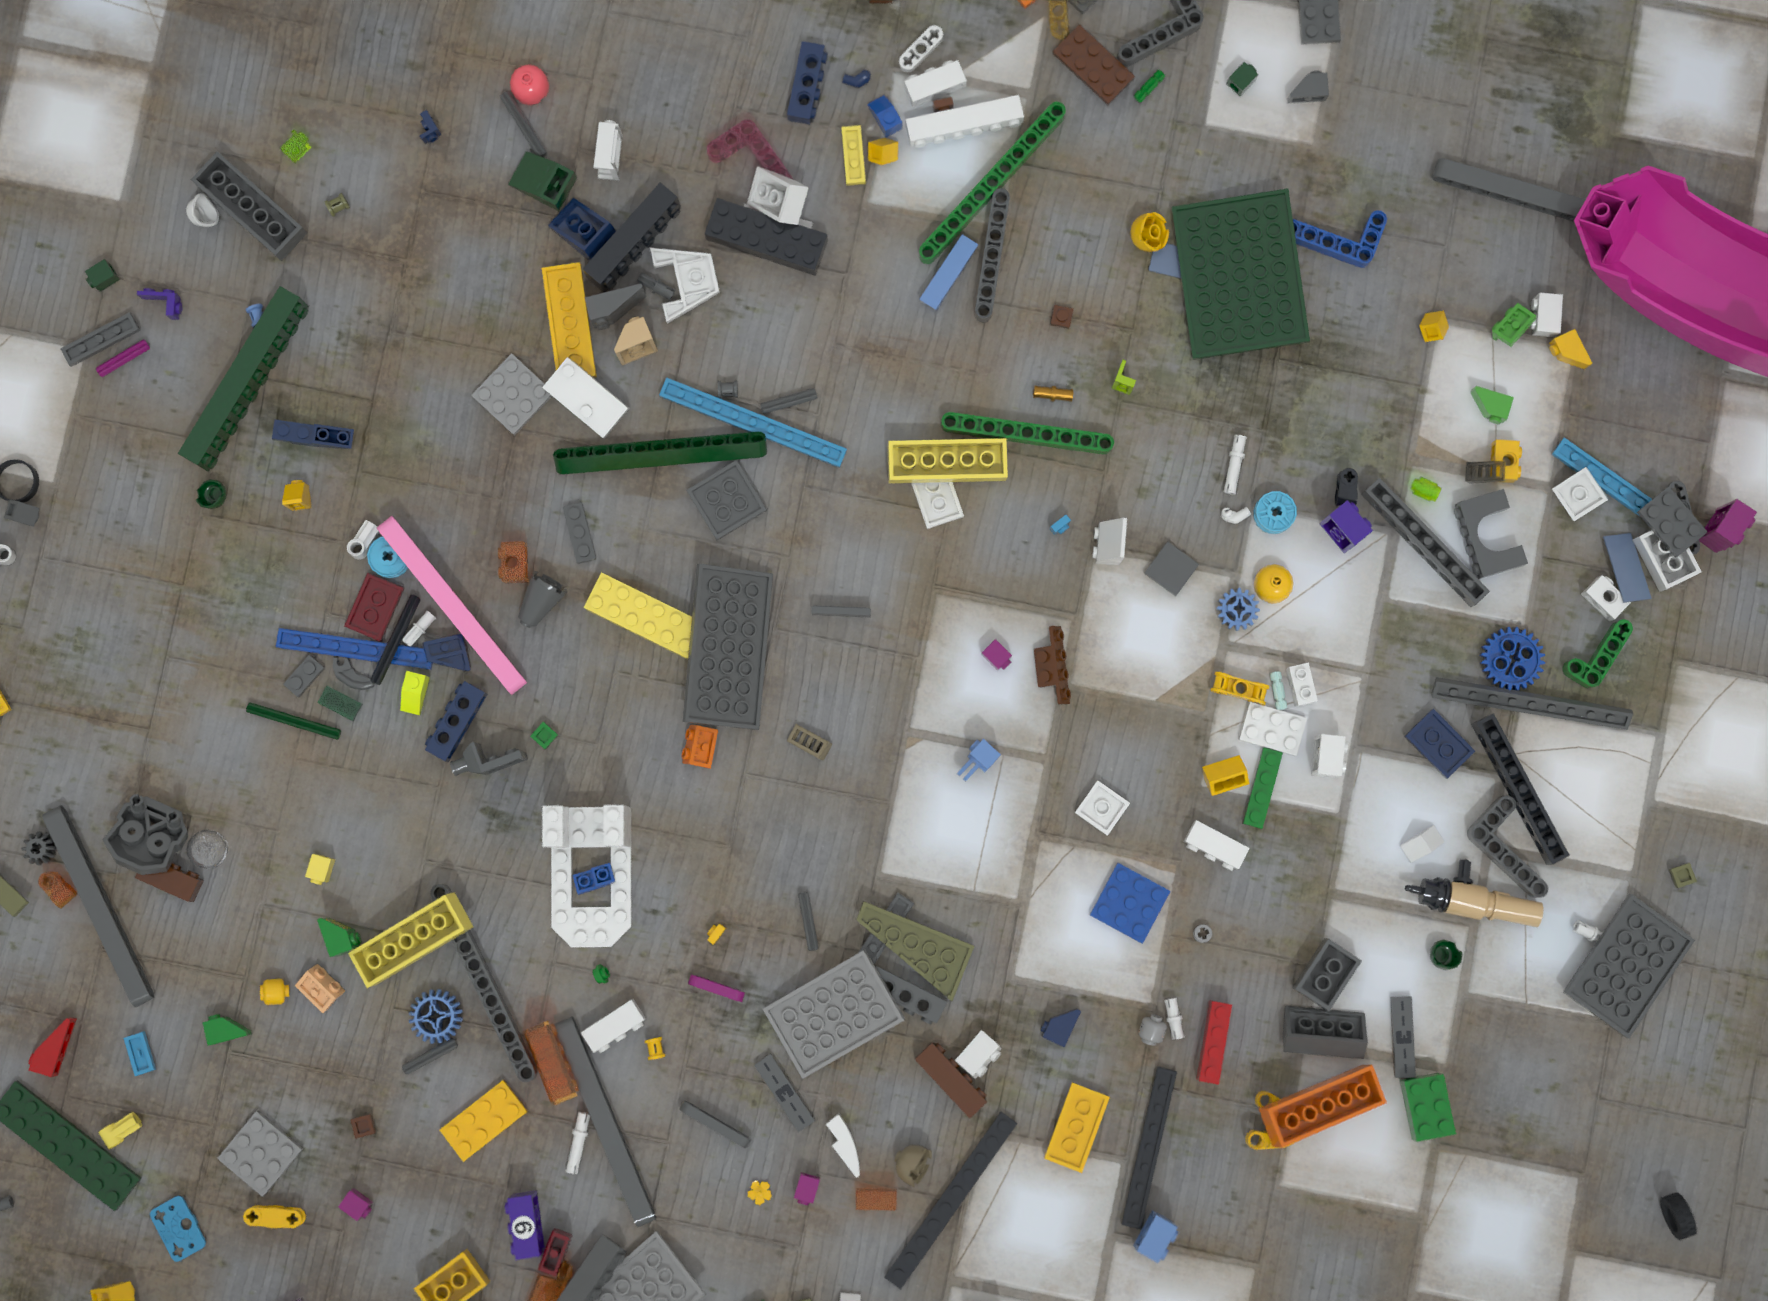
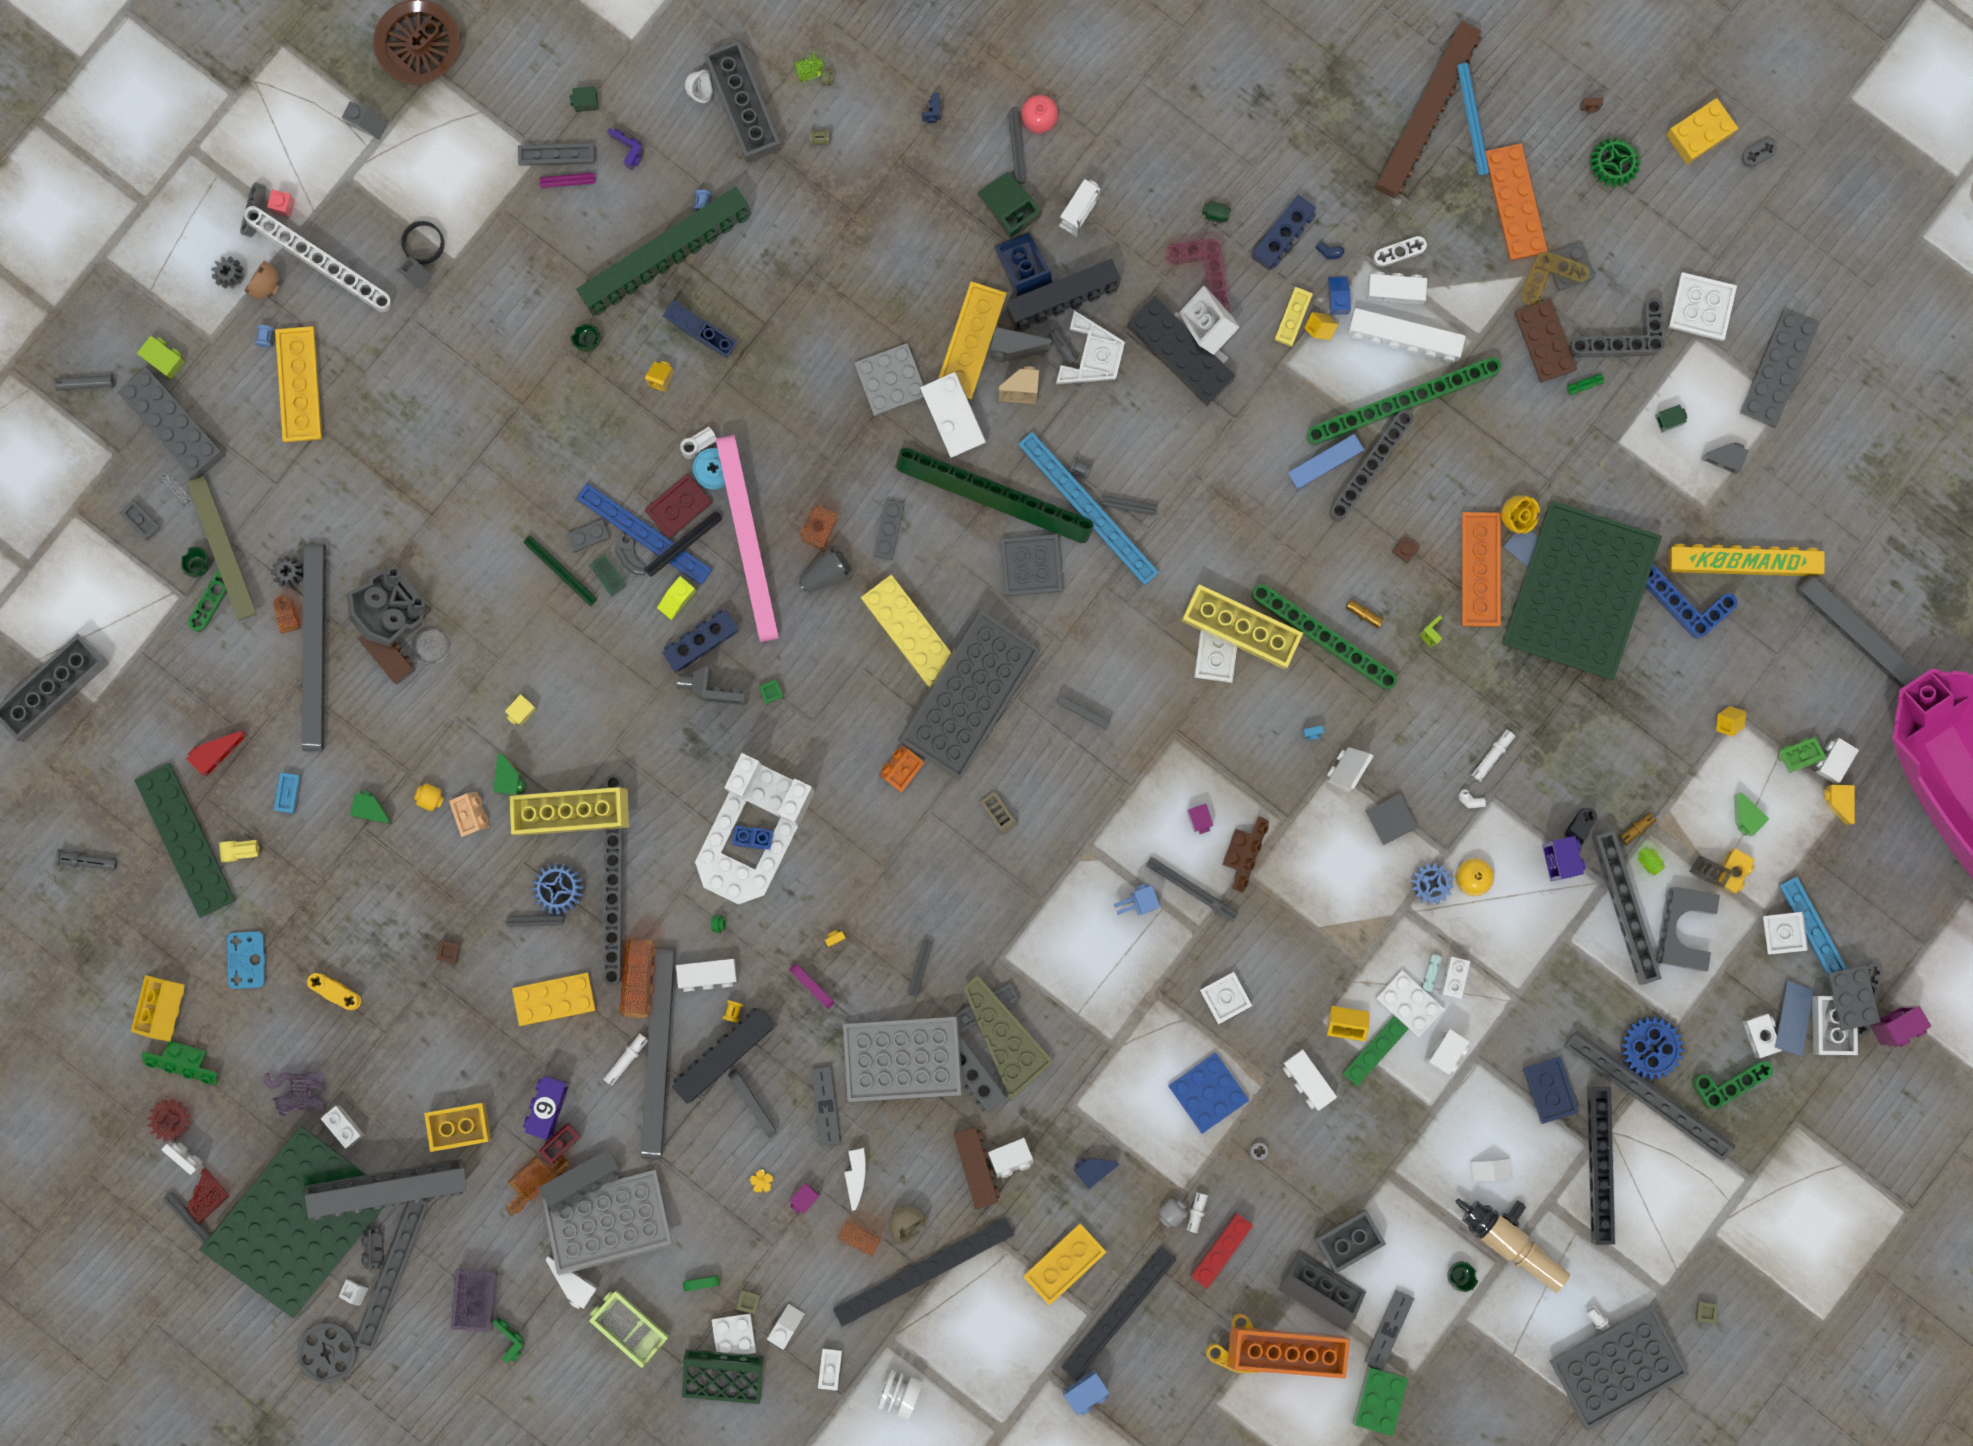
camera: 20 degrees right, 0 degrees up
(260, 1153) = (348, 931): light grey plate -> none
(317, 146) = (827, 77): none -> olive plate
(356, 1205) = (409, 1017): magenta brick -> none
(418, 628) = (708, 544): white axle -> none
(447, 652) = (723, 577): dark blue wing -> none
(667, 1093) = (724, 1055): none -> black brick
(735, 94) = (1216, 212): none -> dark green brick
(943, 104) = (1394, 311): reddish brown plate -> none
(1022, 723) = (1192, 889): none -> dark grey axle
(1139, 301) = (1480, 569): none -> orange plate
(1226, 685) = (1408, 963): yellow piece -> none
(1264, 508) = (1496, 812): medium azure wheel -> none
(1374, 175) = (1745, 561): none -> yellow brick
(1398, 465) = (1637, 828): none -> pearl gold pin
(1502, 850) = (1559, 1211): dark grey beam -> none

